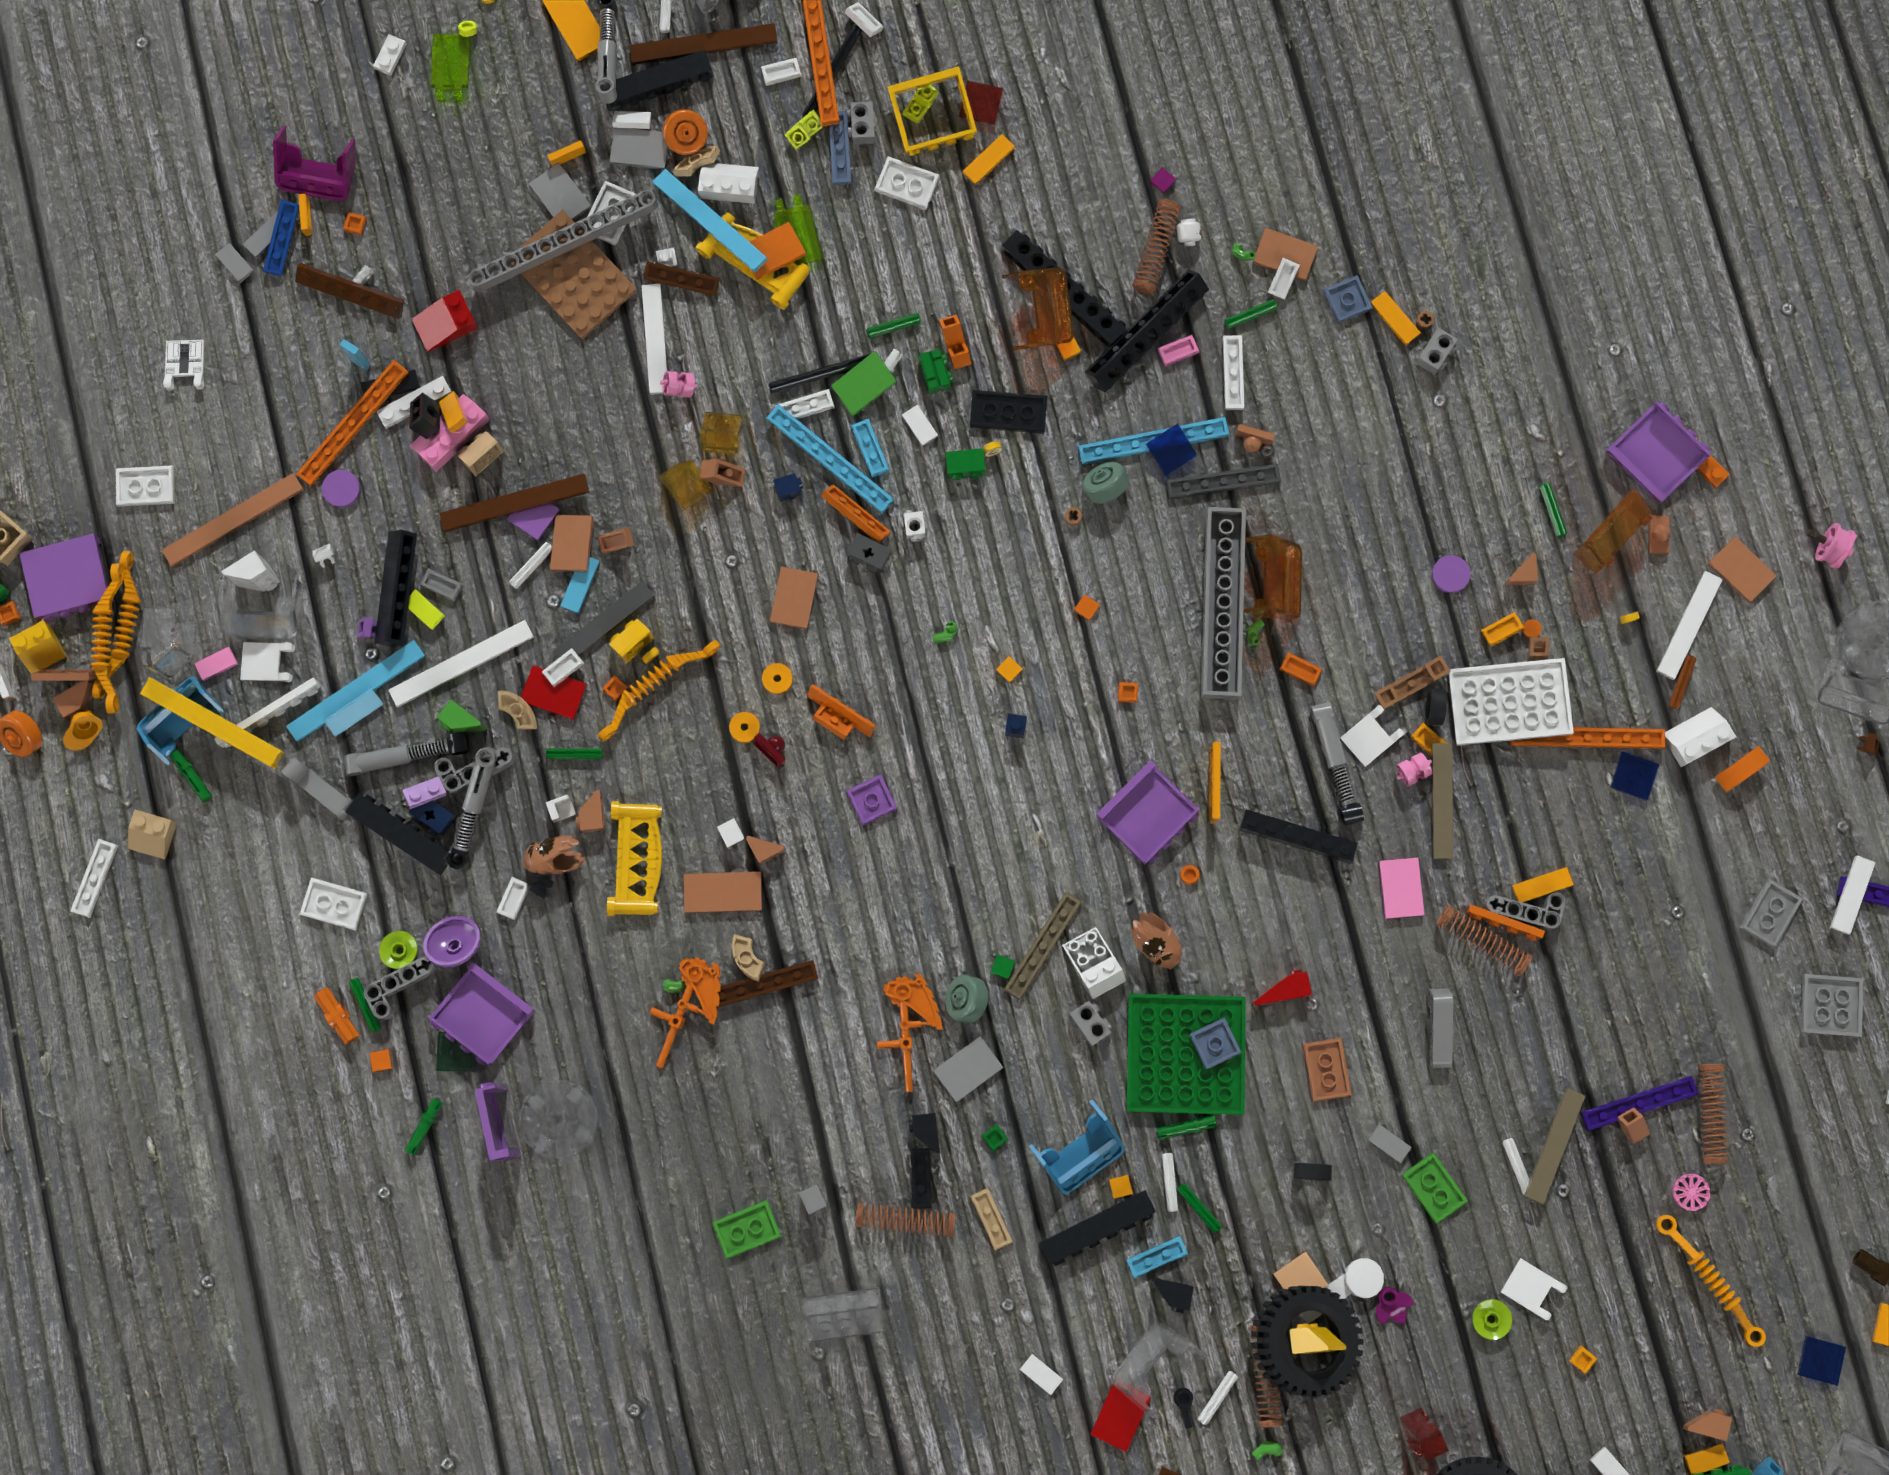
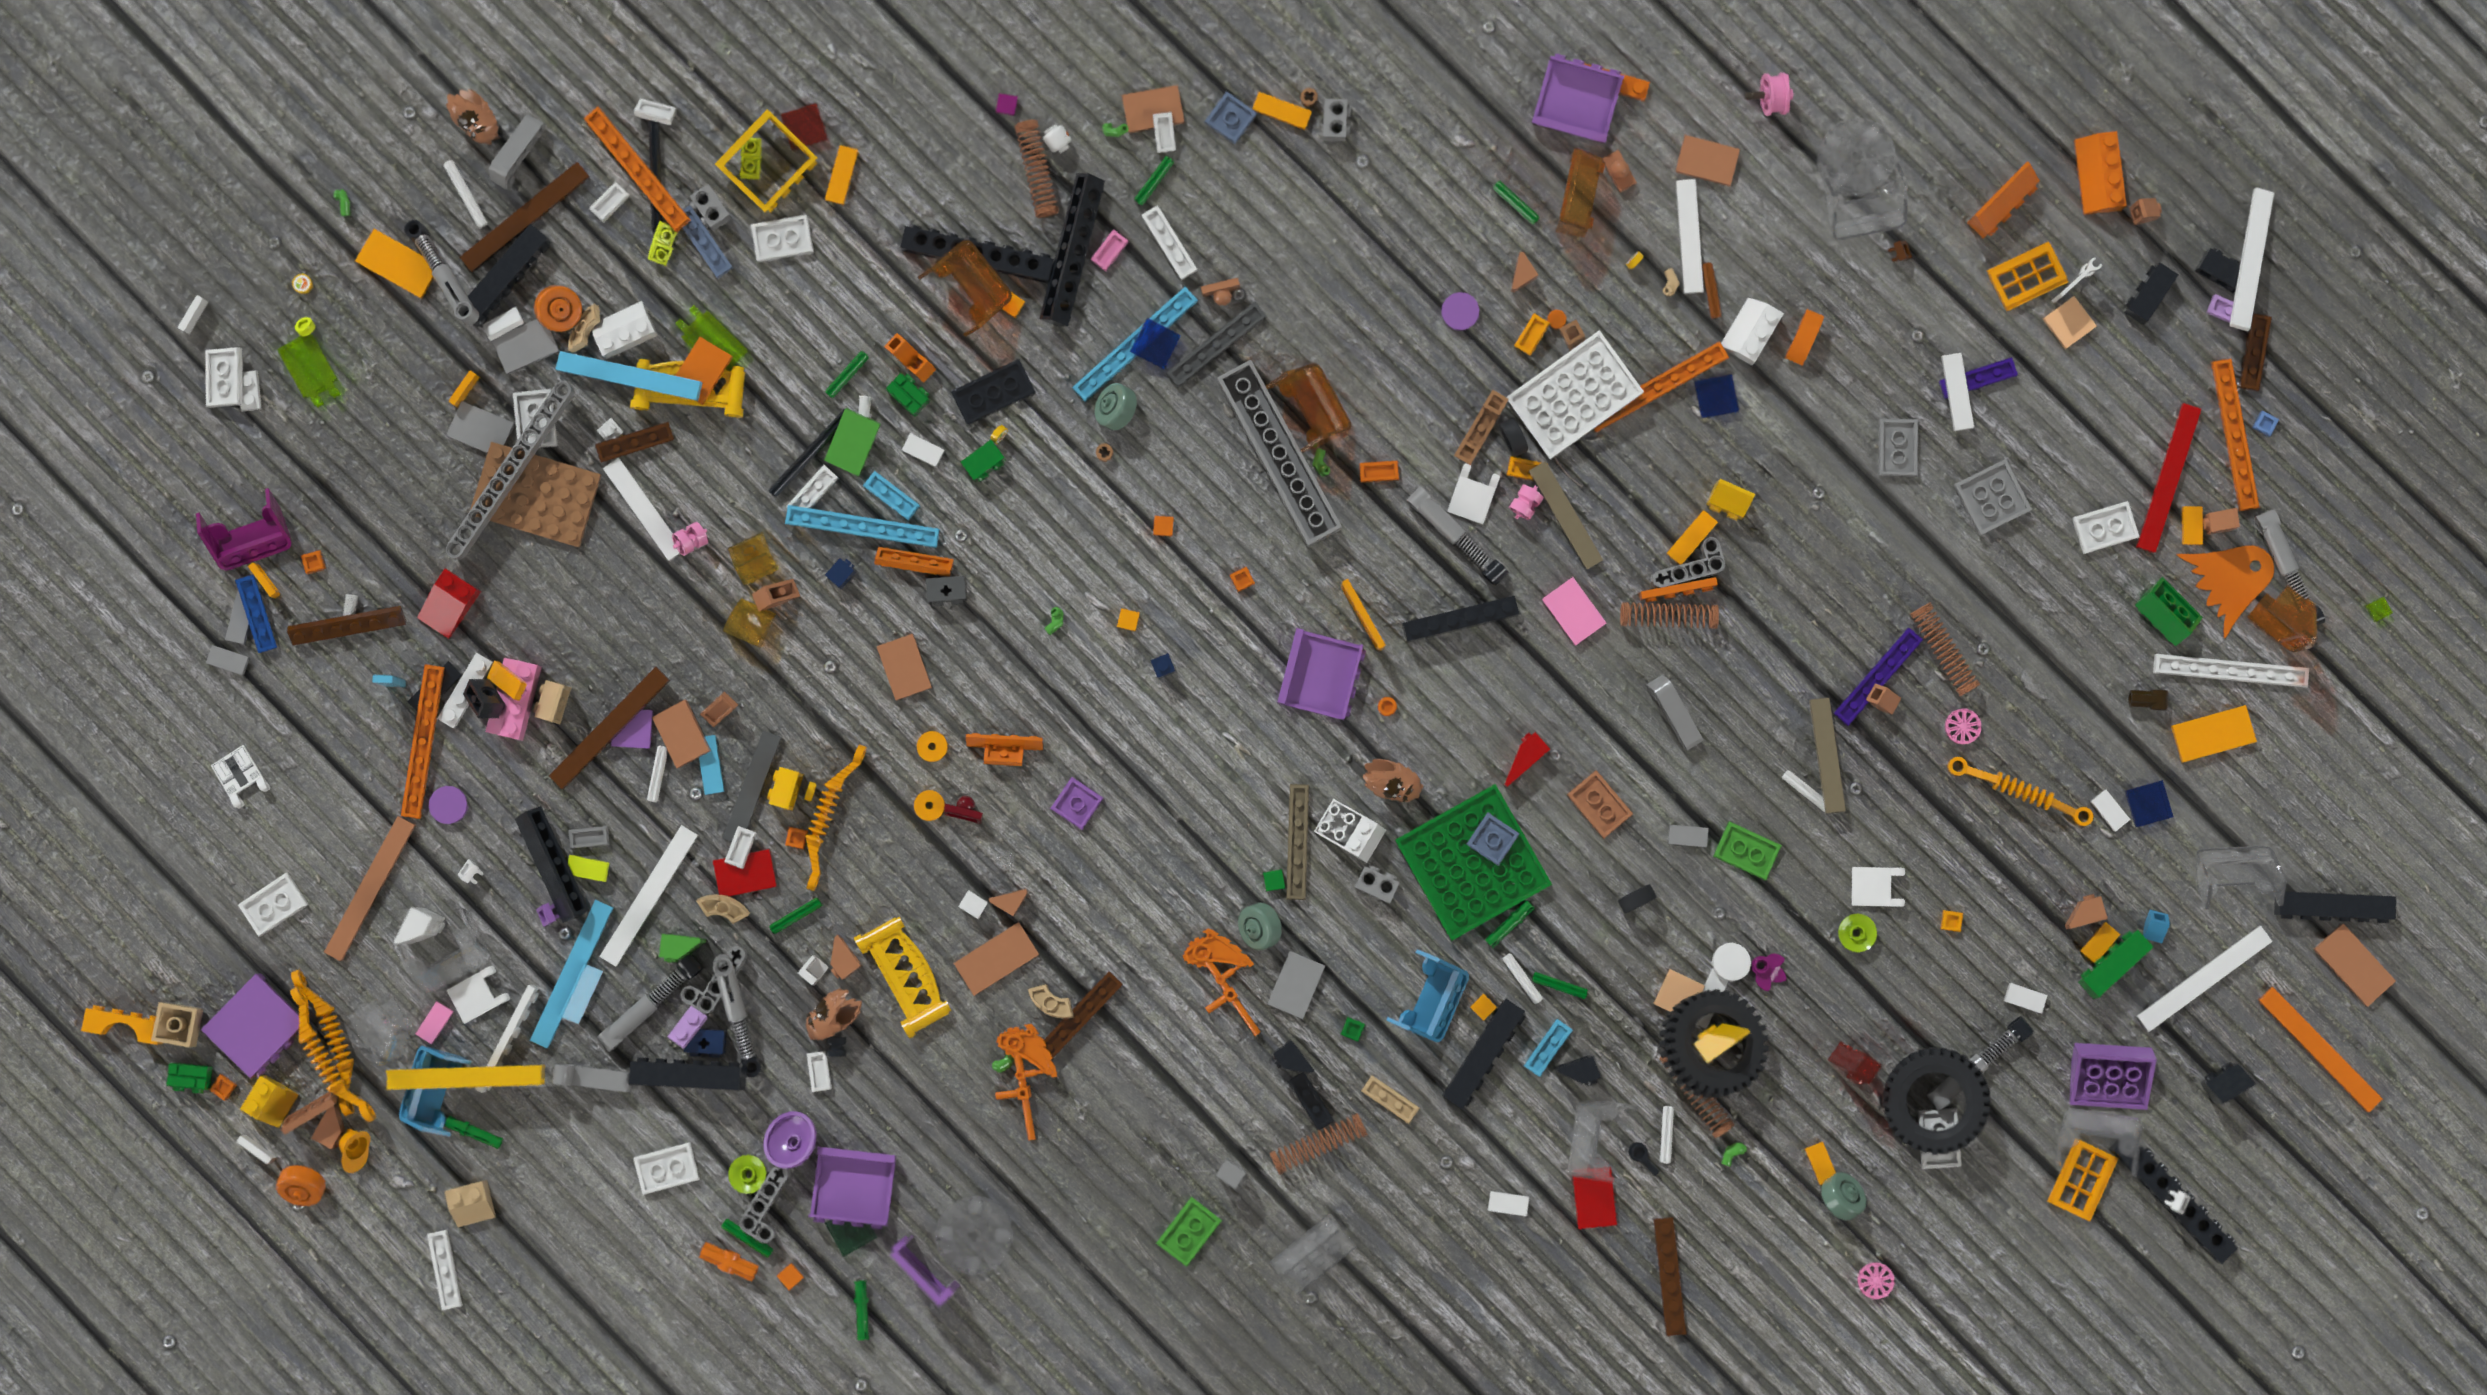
camera: 30 degrees left, 5 degrees up
(375, 31) = (224, 377): none -> white tile
(914, 518) = (970, 534): white brick -> none
(1596, 870) = (1730, 499): none -> yellow slope
(1650, 657) = (1672, 284): none -> tan arm
(1782, 1345) = (2110, 810): none -> white tile

